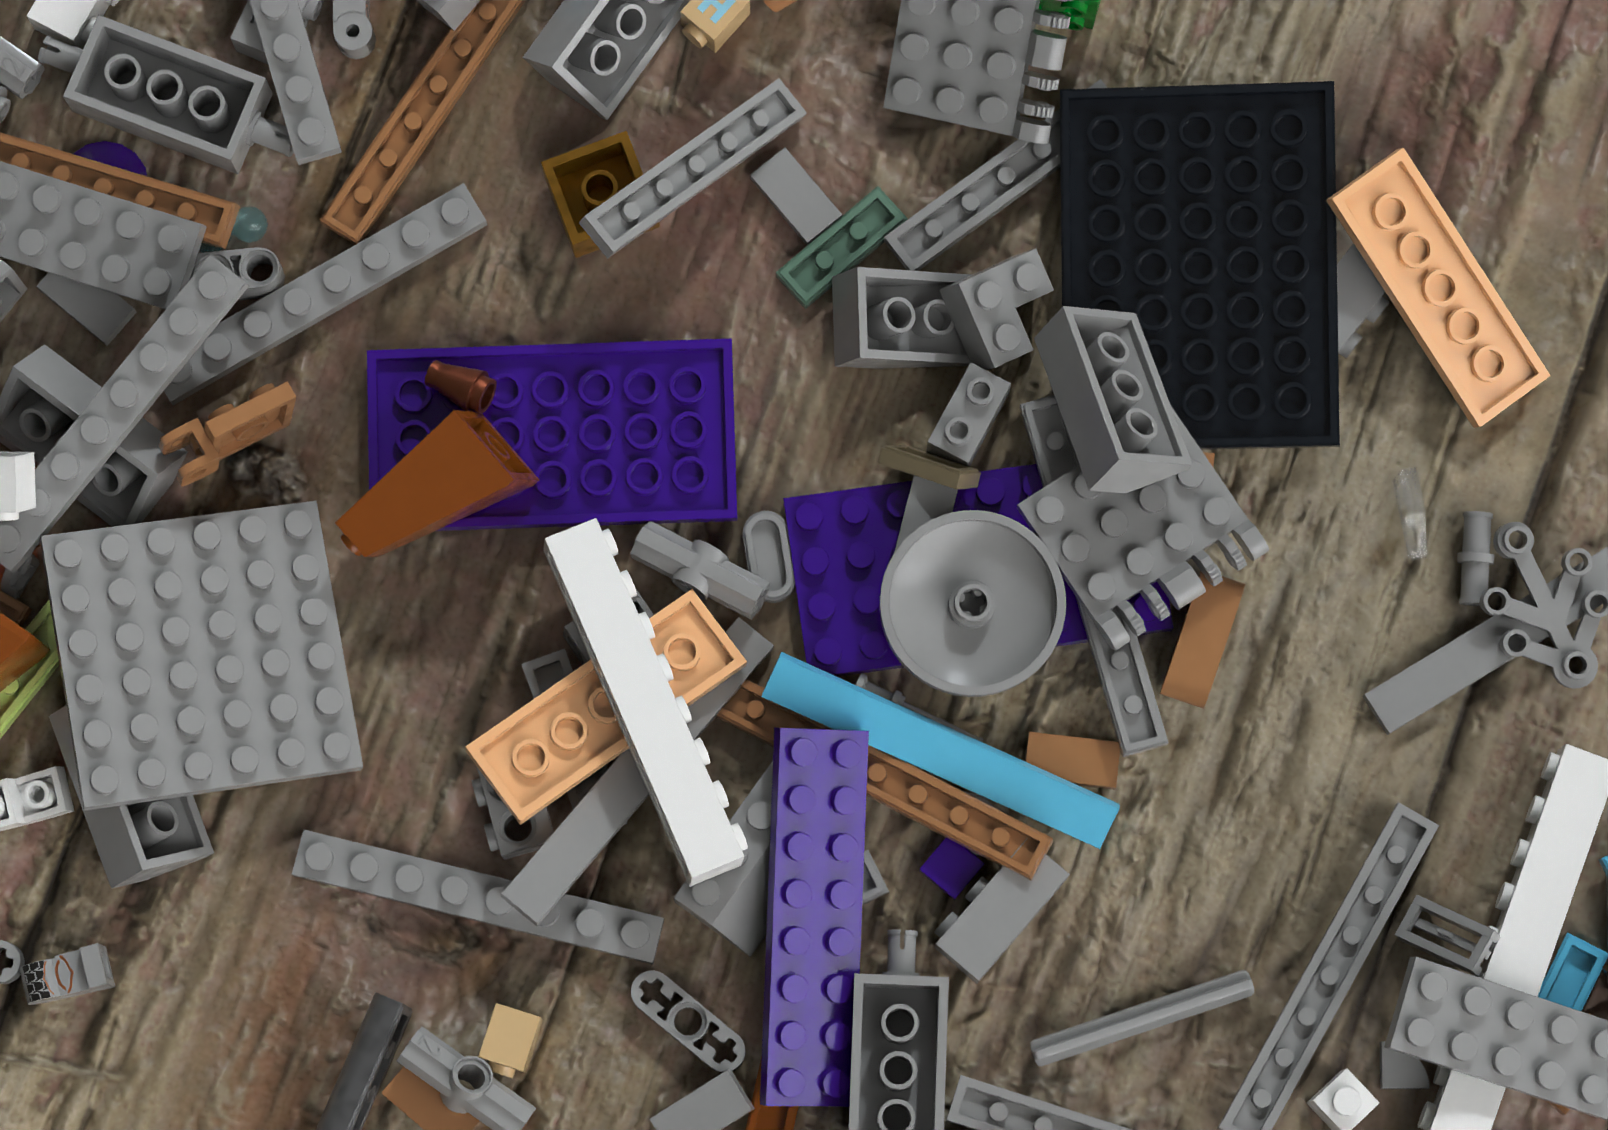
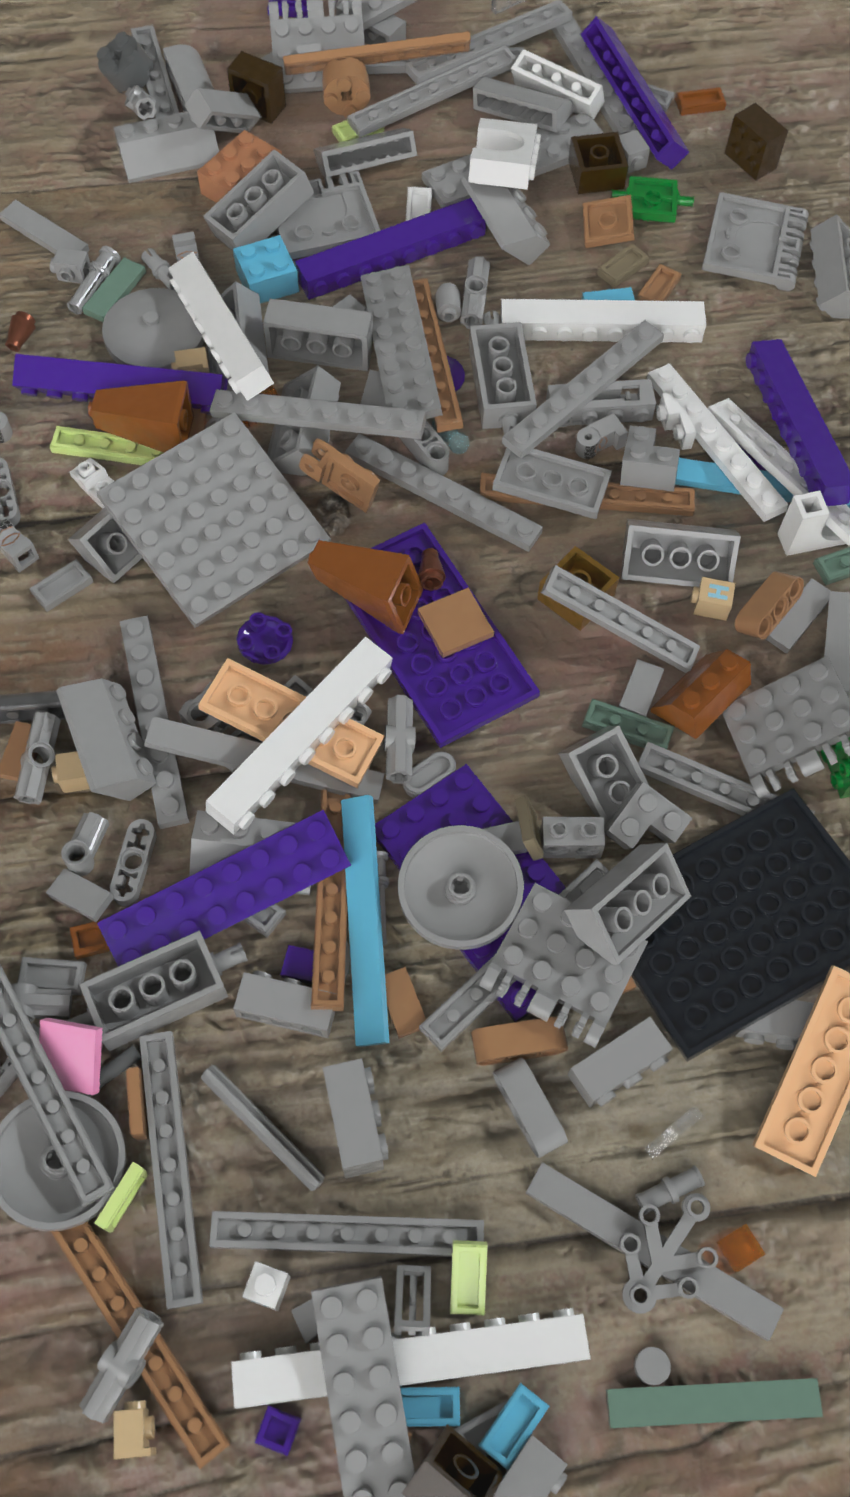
camera: 60 degrees right, 15 degrees down
(176, 933) = (61, 585): none -> light grey tile
(403, 126) = (553, 481): none -> light grey plate
(434, 679) = (264, 639): none -> dark purple dish
(491, 972) = (106, 738): none -> light grey slope
(563, 396) = (455, 622): none -> medium nougat tile
(626, 1071) = (85, 842): none -> light grey piece
(852, 118) = (704, 692): none -> dark orange slope
(1201, 894) = (355, 1118): none -> light grey brick
(1291, 671) = (530, 1107): none -> light grey beam
(1296, 528) = (620, 1063): none -> light grey brick
(1454, 856) = (468, 1277): none -> yellowish green tile
(1582, 514) = (740, 1248): none -> clear orange tile

